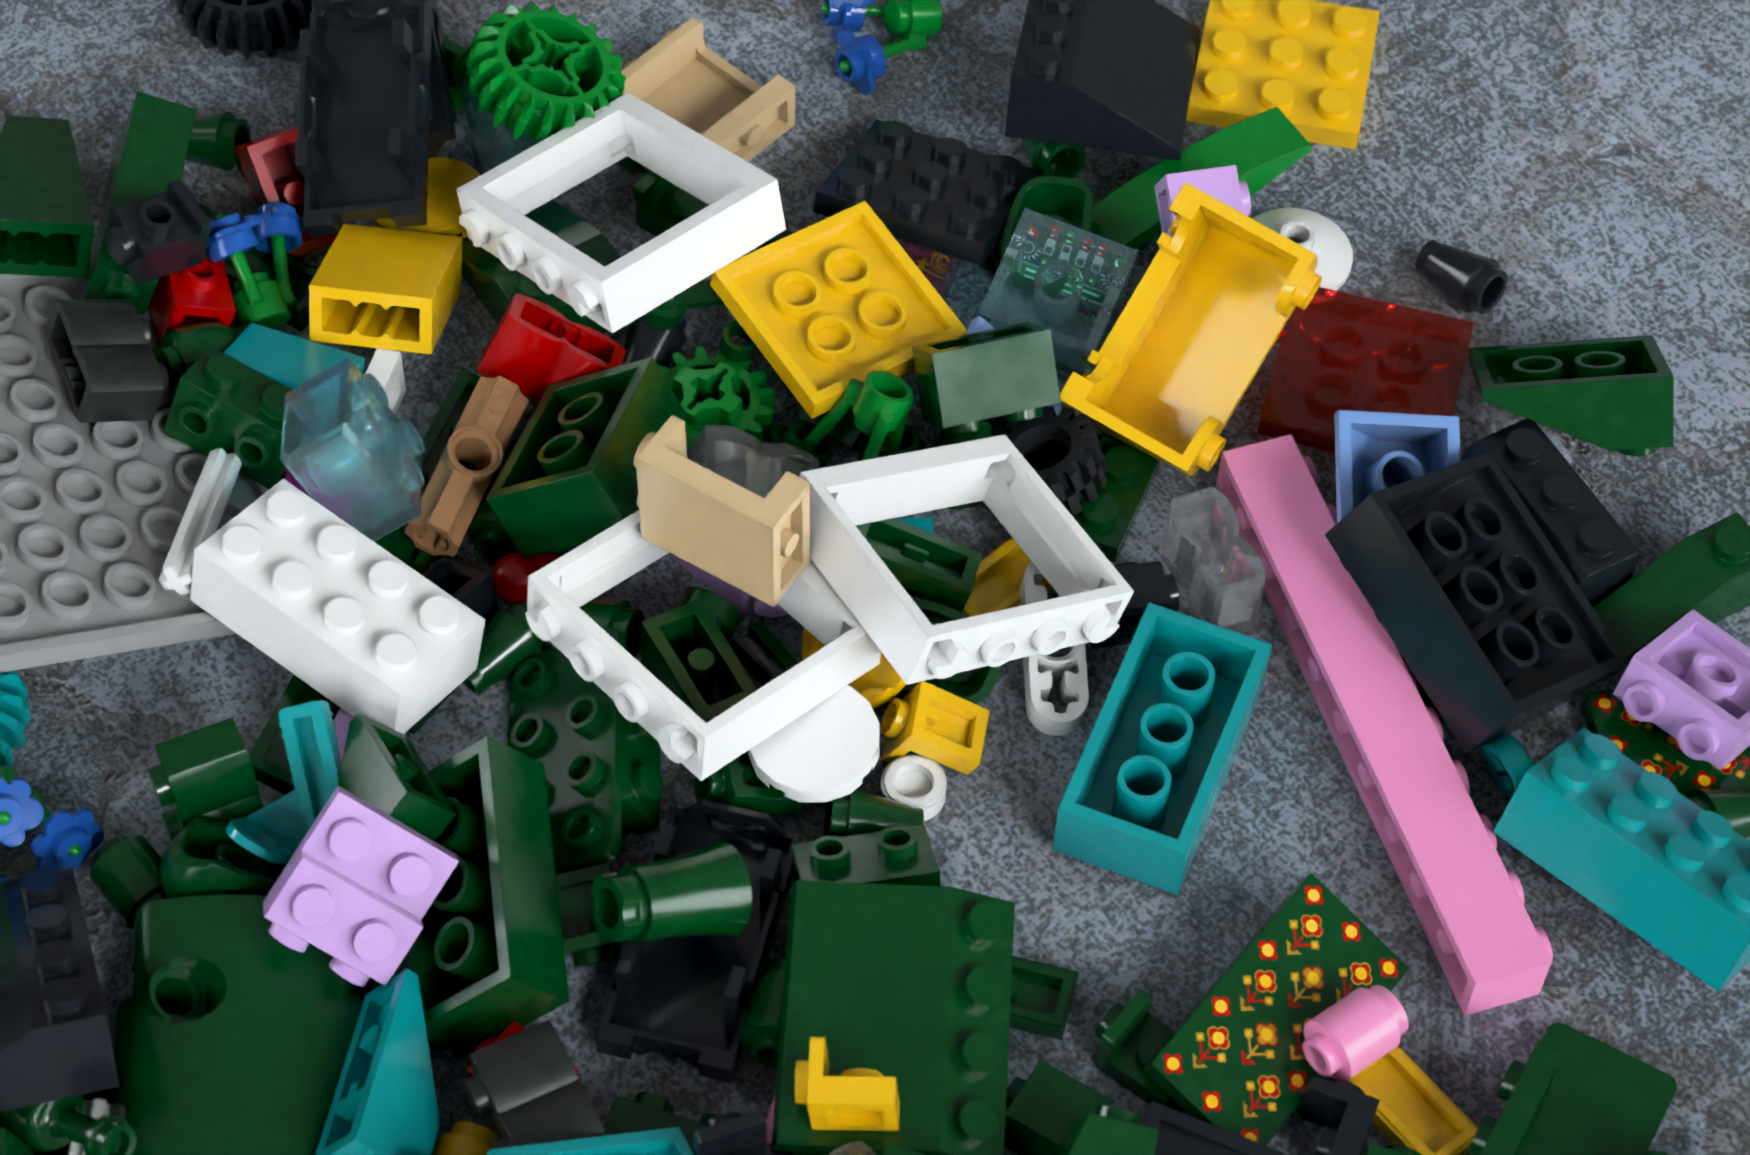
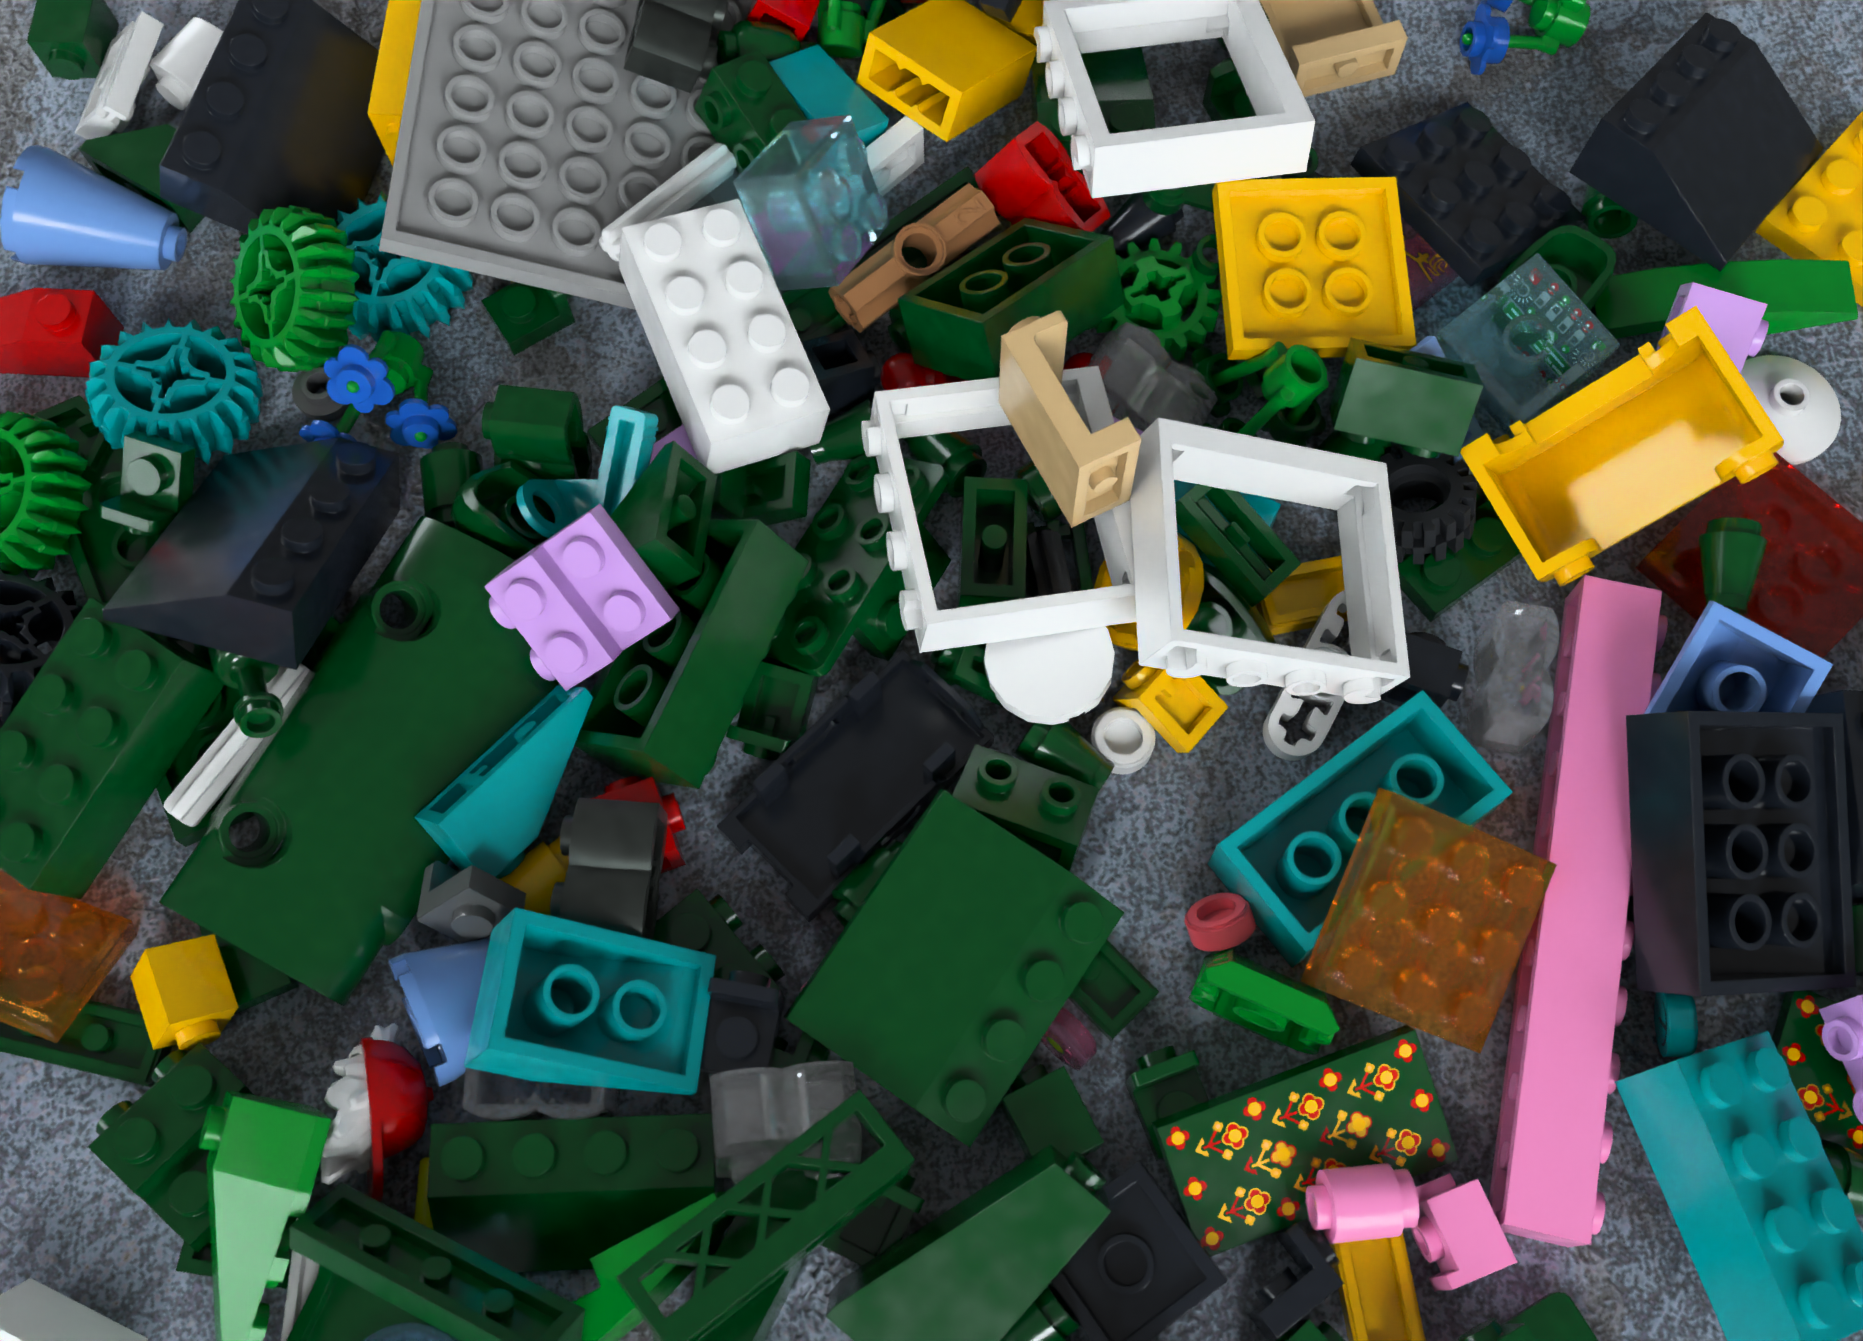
camera: 35 degrees right, 15 degrees up
(102, 694) = (527, 314): none -> dark green bracket
(453, 726) = (765, 490): none -> dark green bracket
(675, 896) = (836, 744): dark green plant -> none
(853, 1101) = (865, 1026): yellow bracket -> none
(1027, 1045) = (1070, 1040): none -> clear pink tile
(1094, 885) = (1219, 922): none -> coral tile
(1176, 922) = (1264, 1002): none -> green slope
(1268, 782) = (1428, 921): none -> clear orange plate
(1328, 379) = (1731, 560): none -> dark green cone
(1447, 1020) = (1459, 1232): none -> bright pink brick

